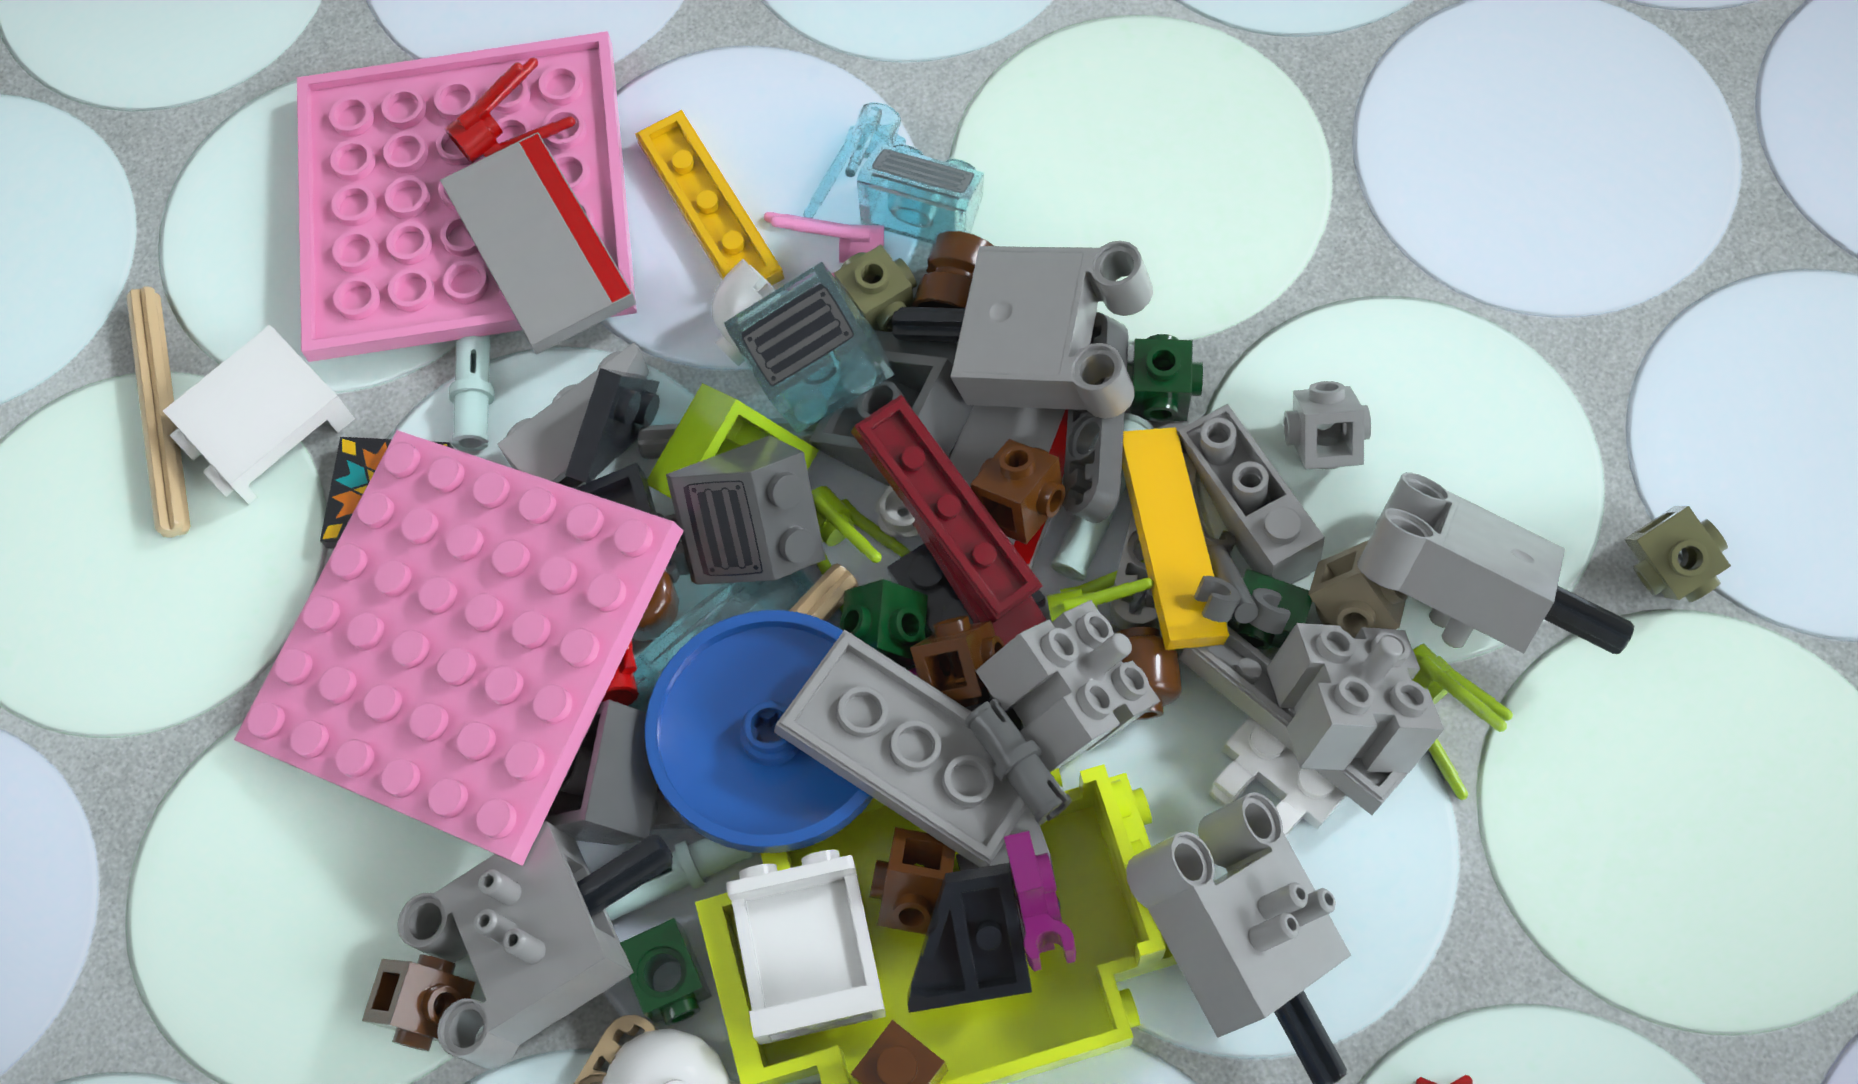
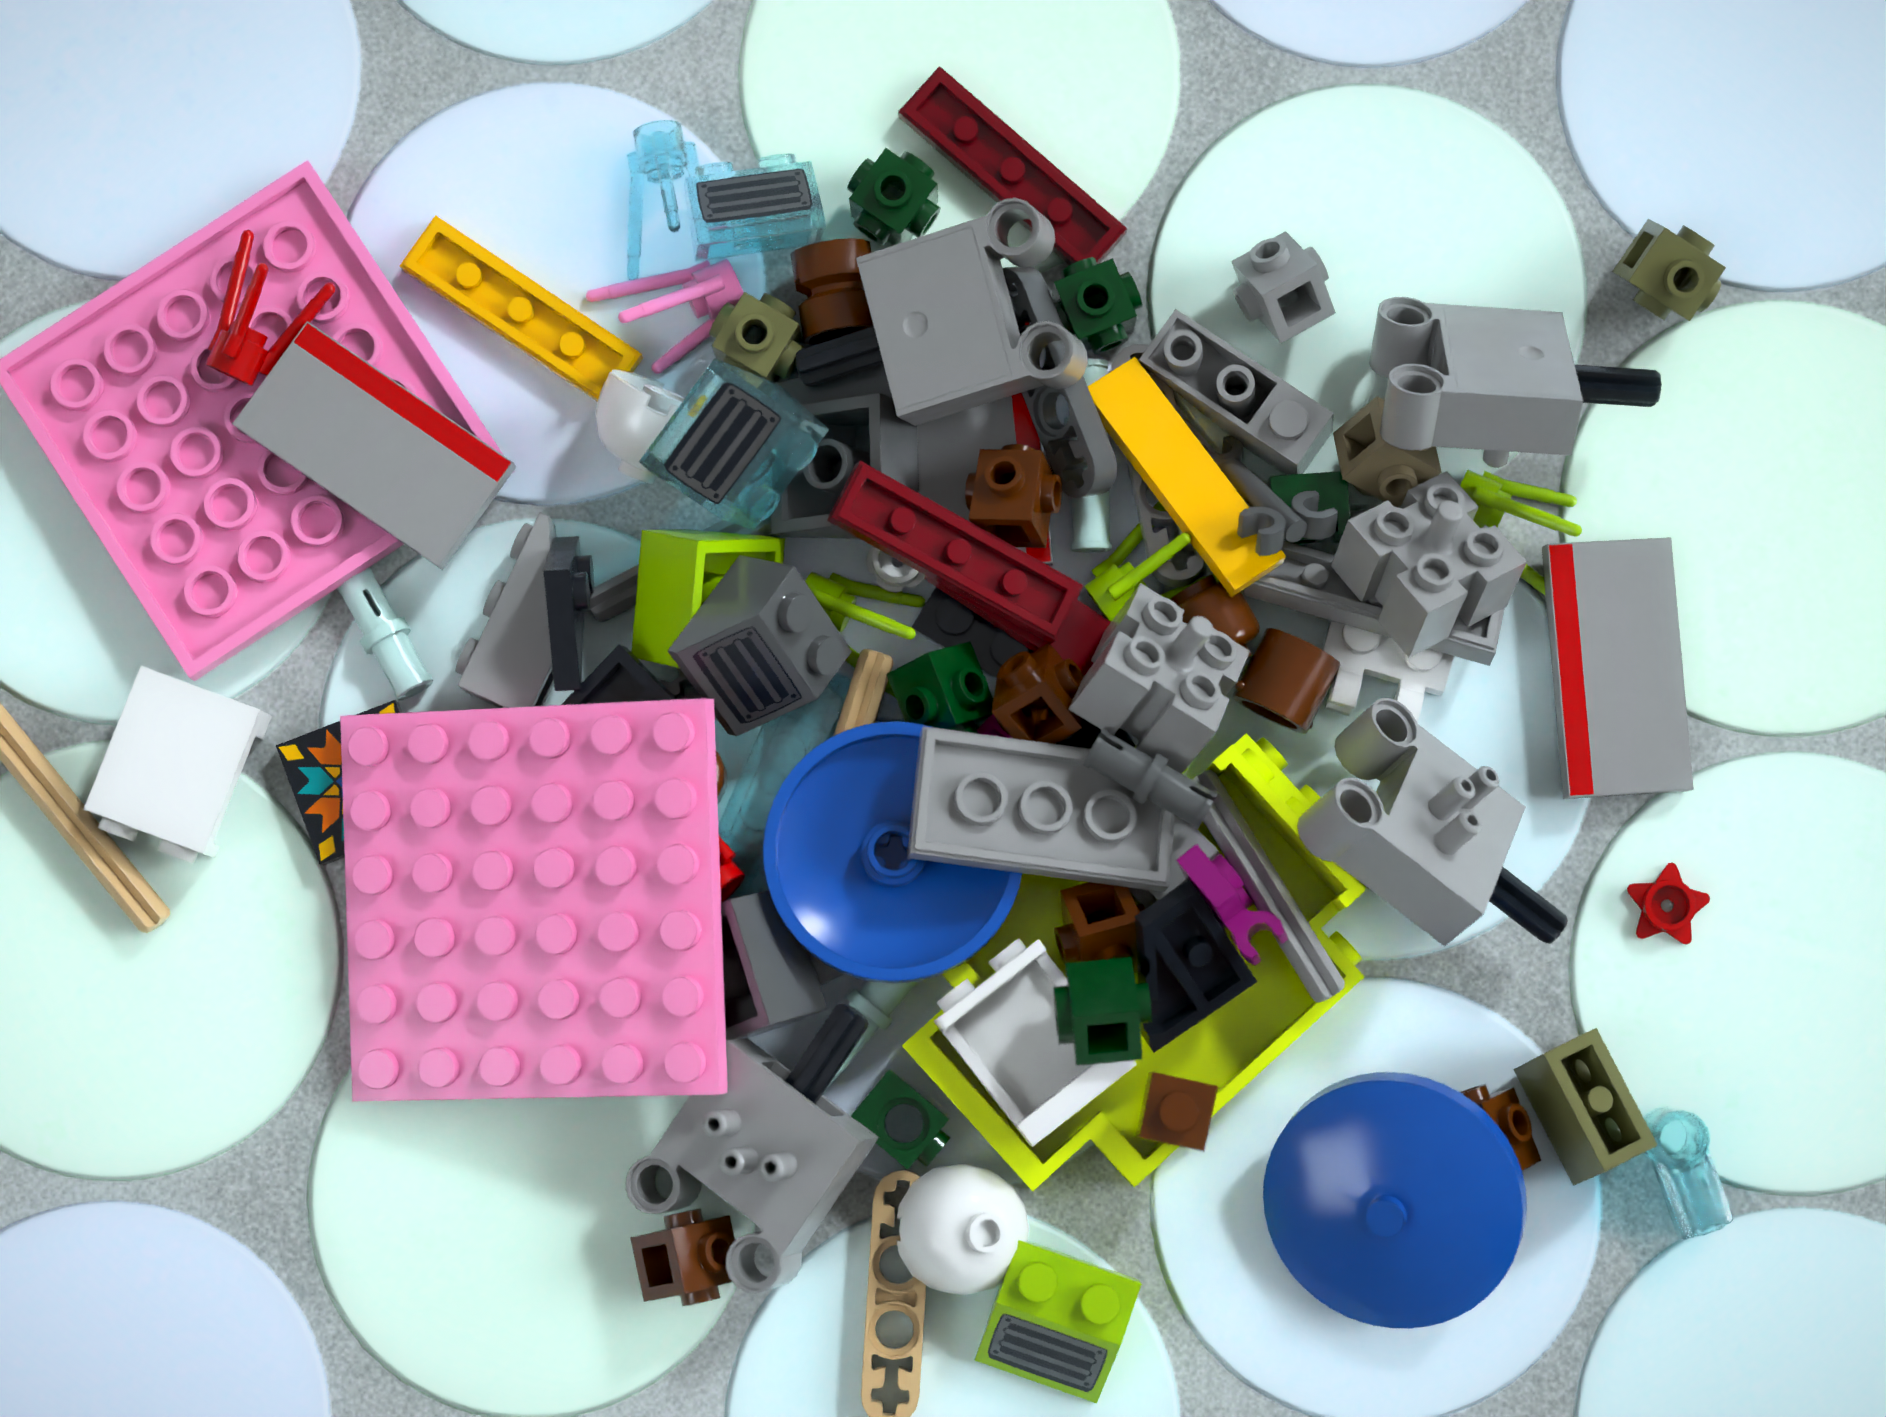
camera: 30 degrees left, 15 degrees up
(873, 943) = (1102, 1011): none -> dark green brick
(1038, 221) = (893, 219): none -> dark green brick
(1080, 915) = (1269, 892): none -> light grey axle
(1124, 214) = (1009, 166): none -> dark red tile
(1183, 748) = (1286, 680): none -> reddish brown piece
(1489, 877) = (1617, 668): none -> light grey tile

